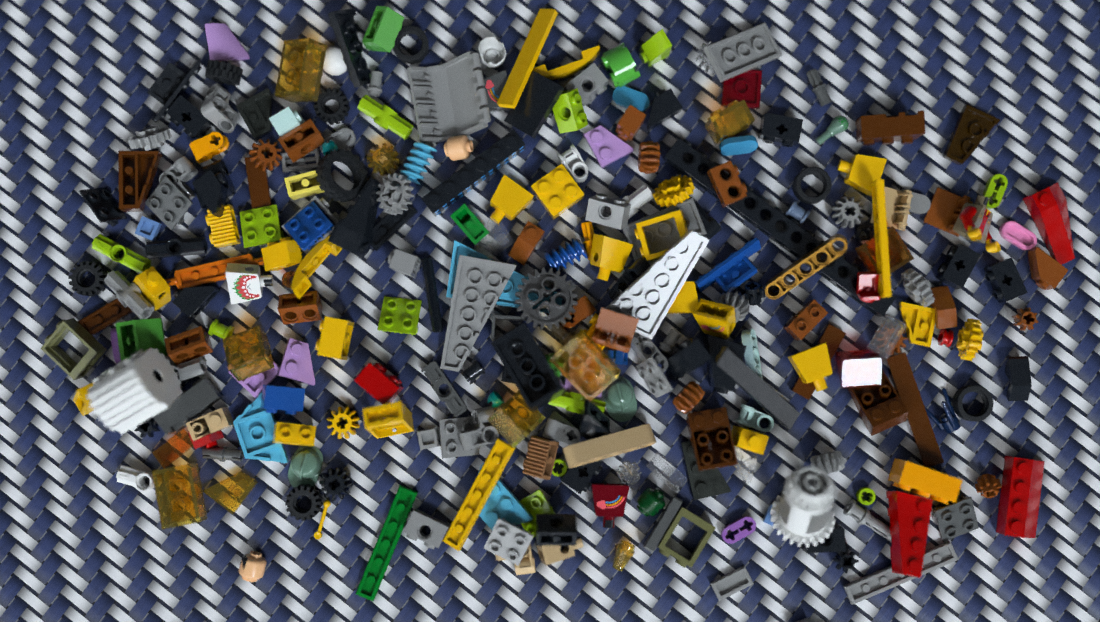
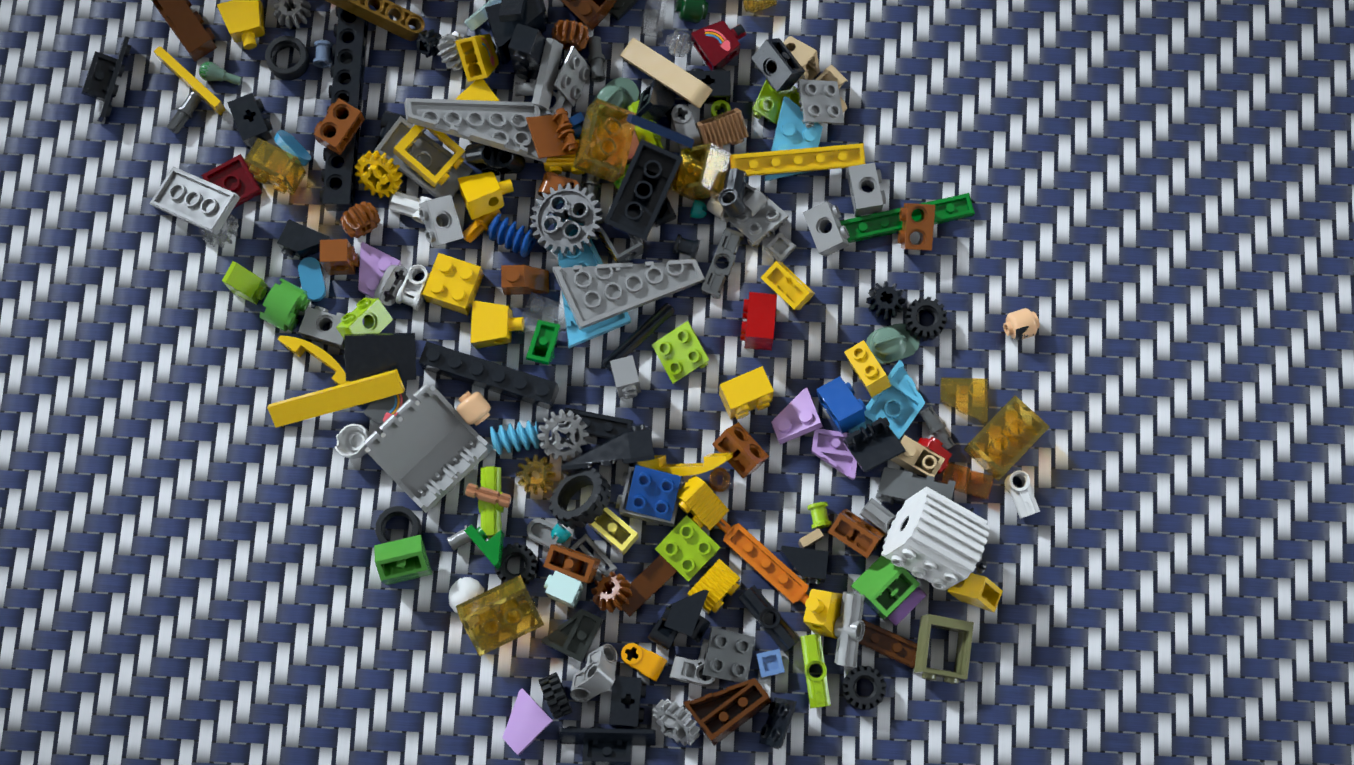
camera: 120 degrees left, 10 degrees down
(209, 312) = (811, 539): none -> tan tile
(236, 399) = (874, 444): none -> black hinge
(246, 282) = (754, 520): white torso -> none
(248, 353) = (821, 467): clear yellow brick -> none
(318, 534) = (946, 288): yellow hinge -> none
(338, 418) = (825, 341): yellow gear -> none
(347, 38) = (439, 585): black wing -> none
(348, 91) = (492, 548): none -> green slope
(368, 548) = (923, 226): none -> dark orange brick
(387, 115) = (488, 495): none -> nougat axle
(407, 471) = (817, 219): none -> light grey brick
(483, 430) = (732, 195): none -> black piece
(564, 408) = (660, 130): none -> dark blue tile
(587, 149) = (390, 284): none -> light grey beam
(659, 405) = (596, 59): none -> dark grey pin
(665, 358) = (547, 73): none -> light grey tile
(733, 270) = (419, 73): blue bracket -> none
(842, 105) = (189, 80): none -> yellow tile
(886, 47) = (103, 76): none -> black bracket

